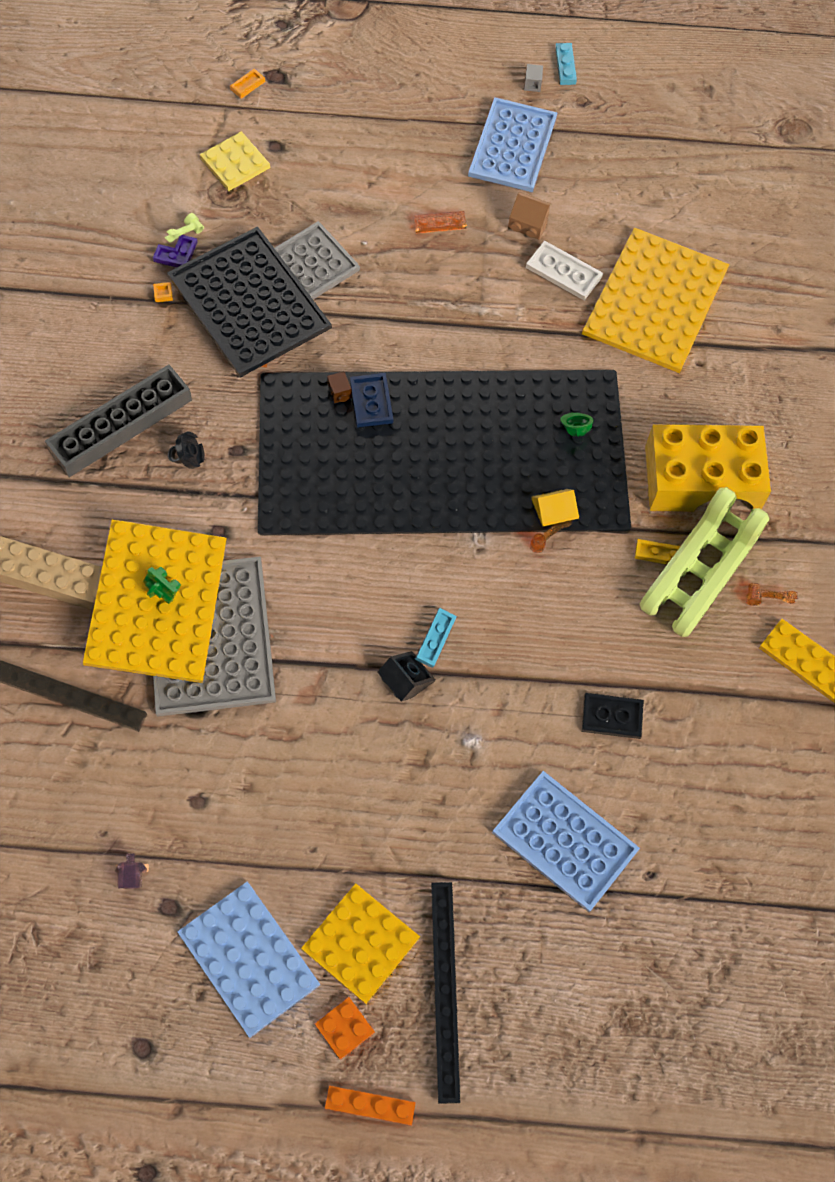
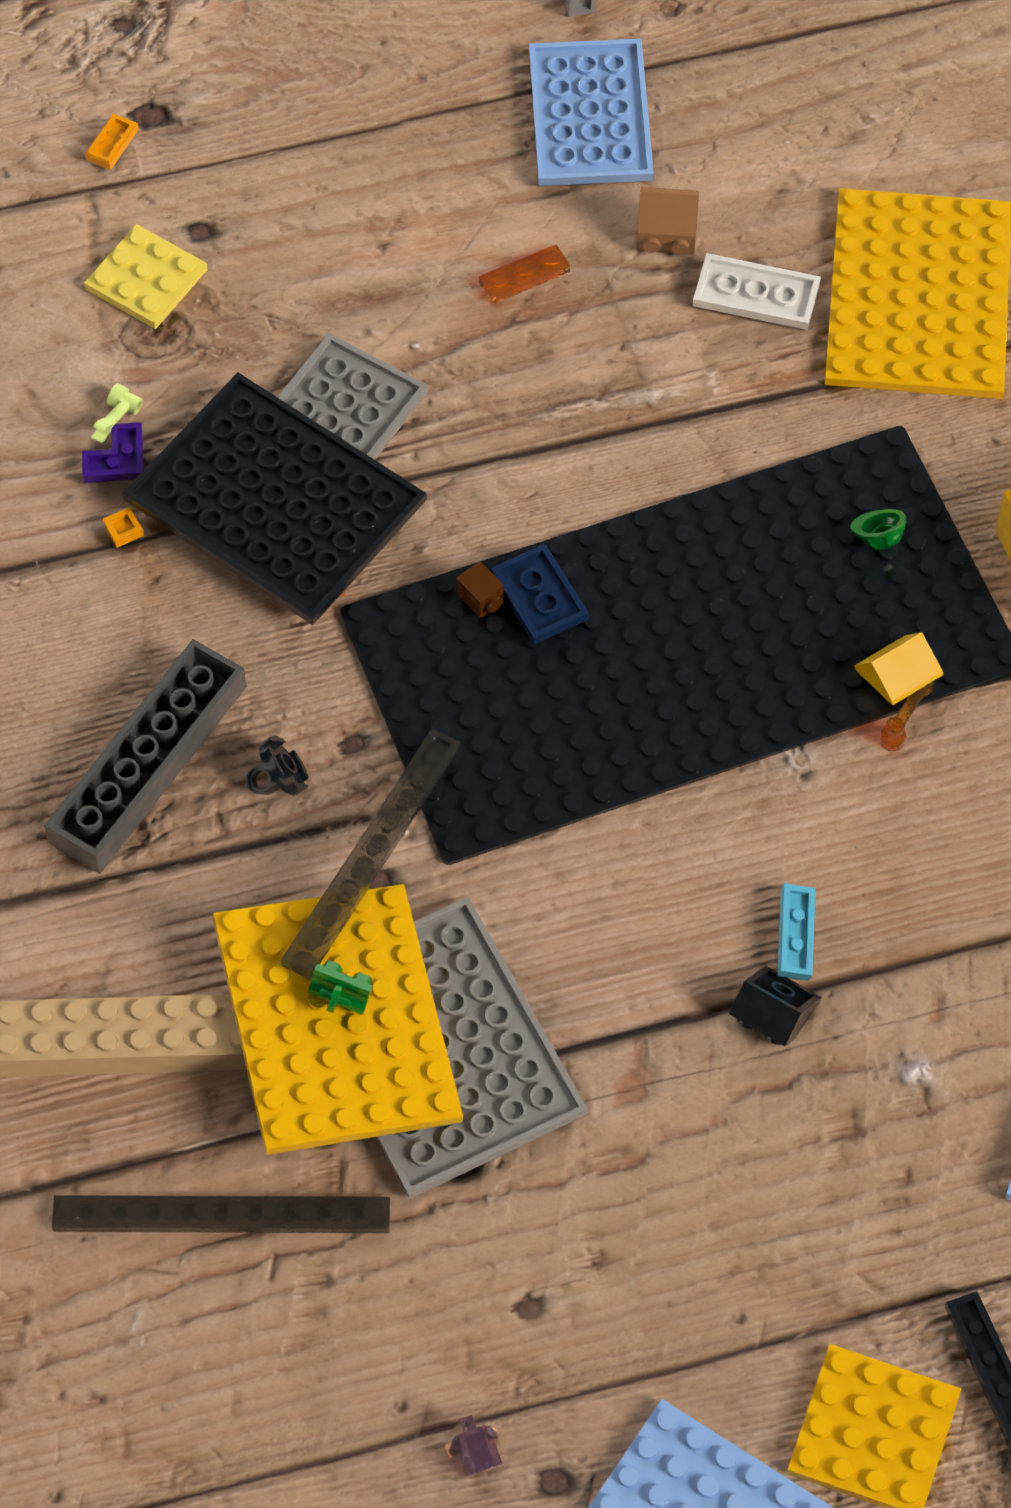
camera: 15 degrees left, 5 degrees down
(212, 515) = (370, 854): none -> clear smoke plate

